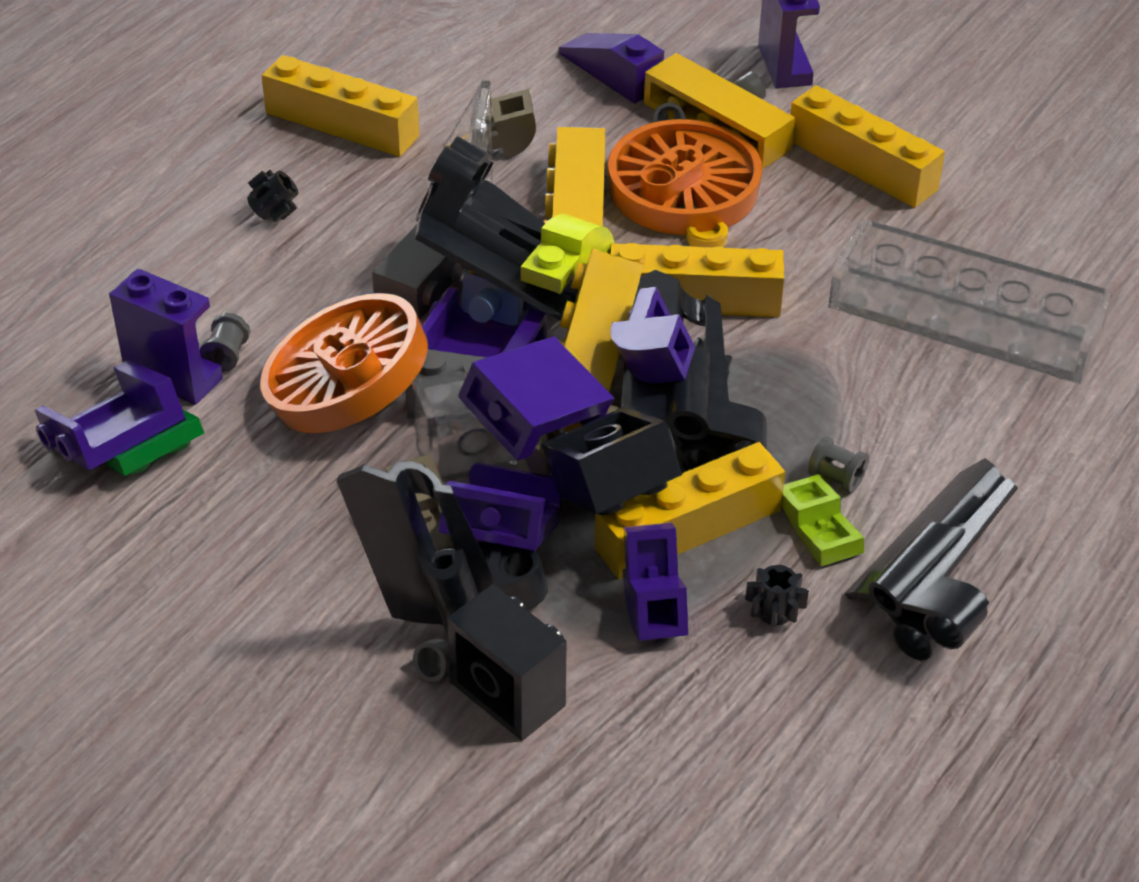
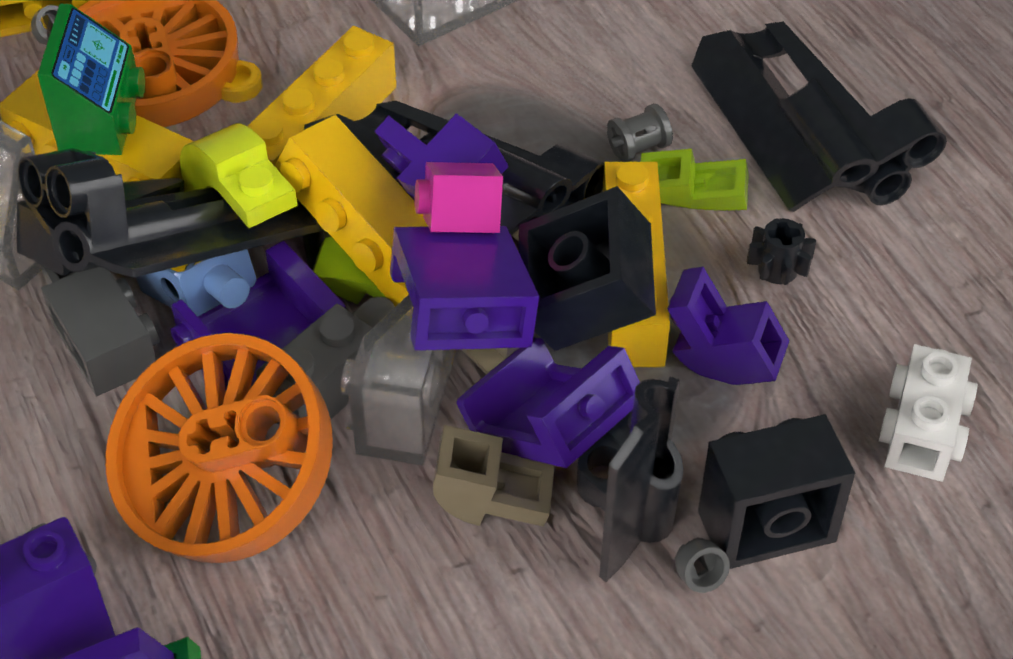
camera: 60 degrees left, 5 degrees up
(584, 144) = (89, 84): none -> green slope
(603, 354) = (460, 197): none -> dark pink brick
(676, 744) = (926, 424): none -> white brick

